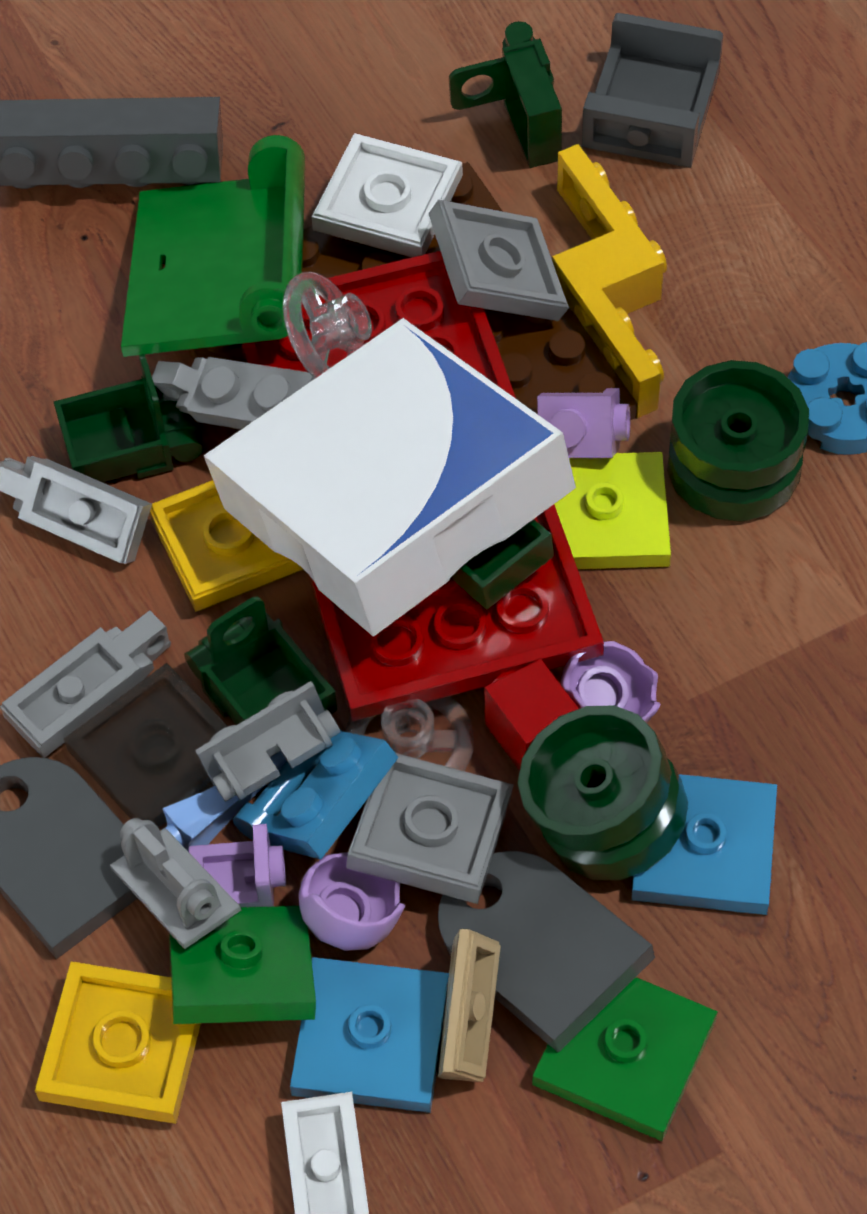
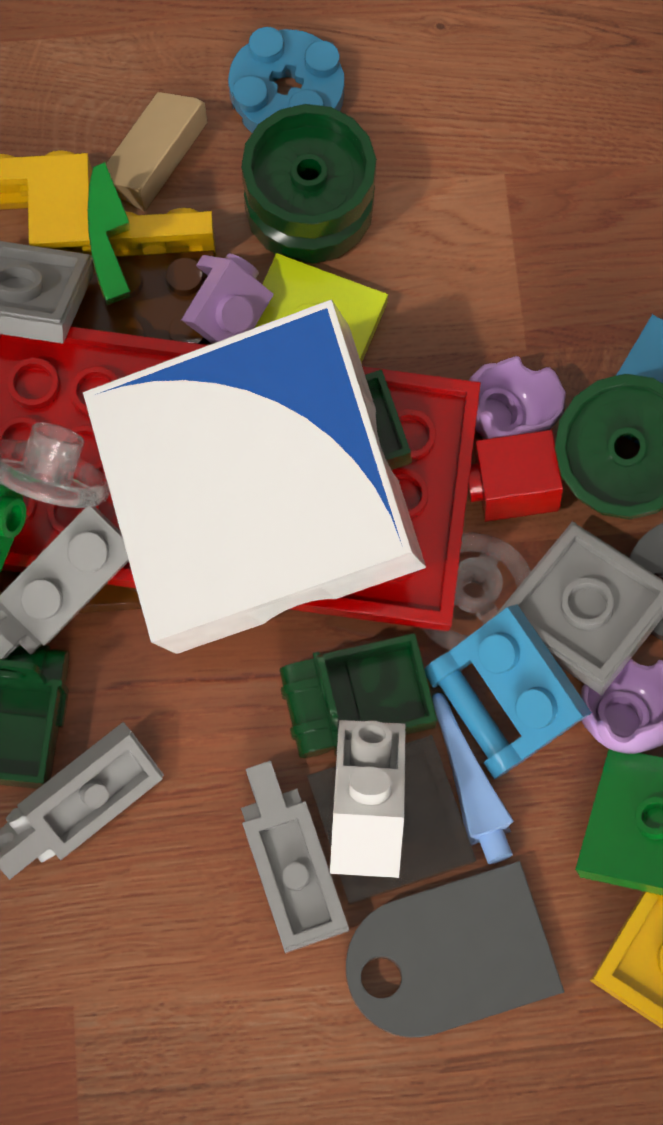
camera: 70 degrees left, 15 degrees up
(153, 698) = (368, 799): none -> white slope
(171, 882) = (566, 854): light grey hinge -> none
(212, 549) = (182, 690): yellow plate -> none
(240, 754) = (464, 738): light grey hinge -> none
(245, 868) = (561, 795): lavender bracket -> none
(594, 284) = (106, 220): none -> green slope
(715, 324) = (155, 147): none -> tan slope

